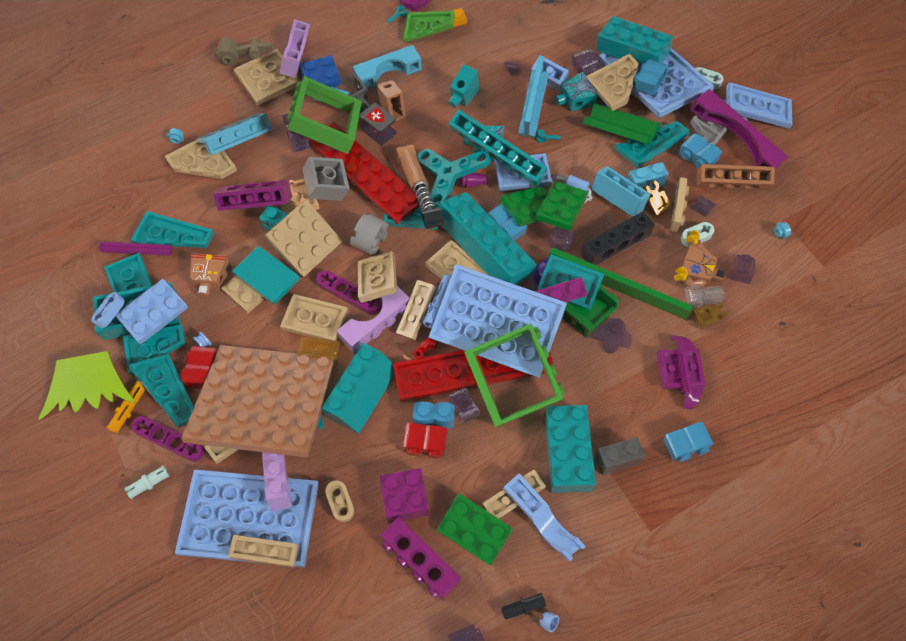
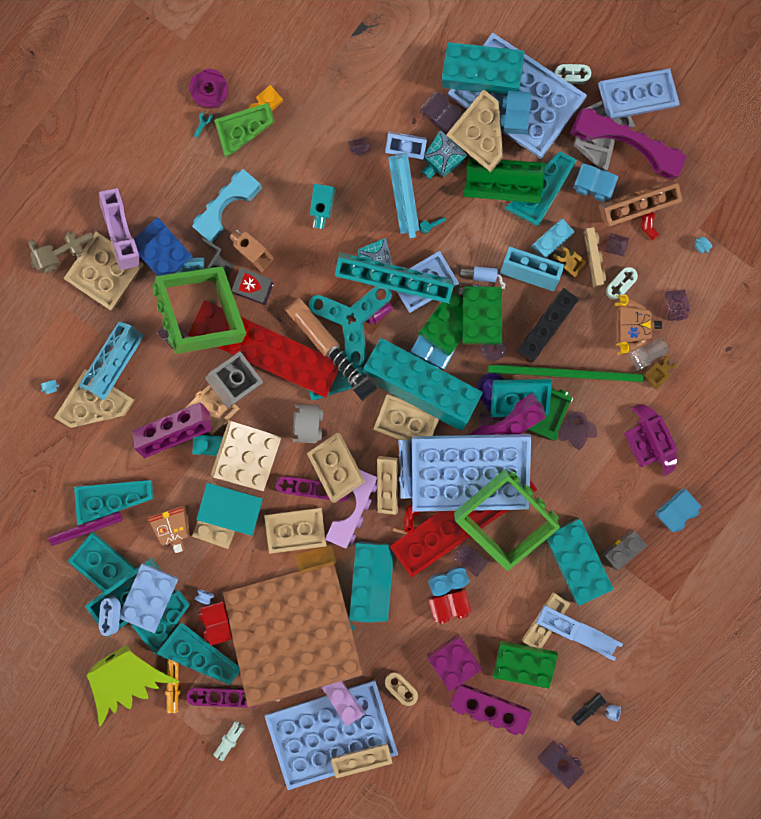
camera: 15 degrees left, 25 degrees up
(735, 200) = (647, 225): none -> red arm

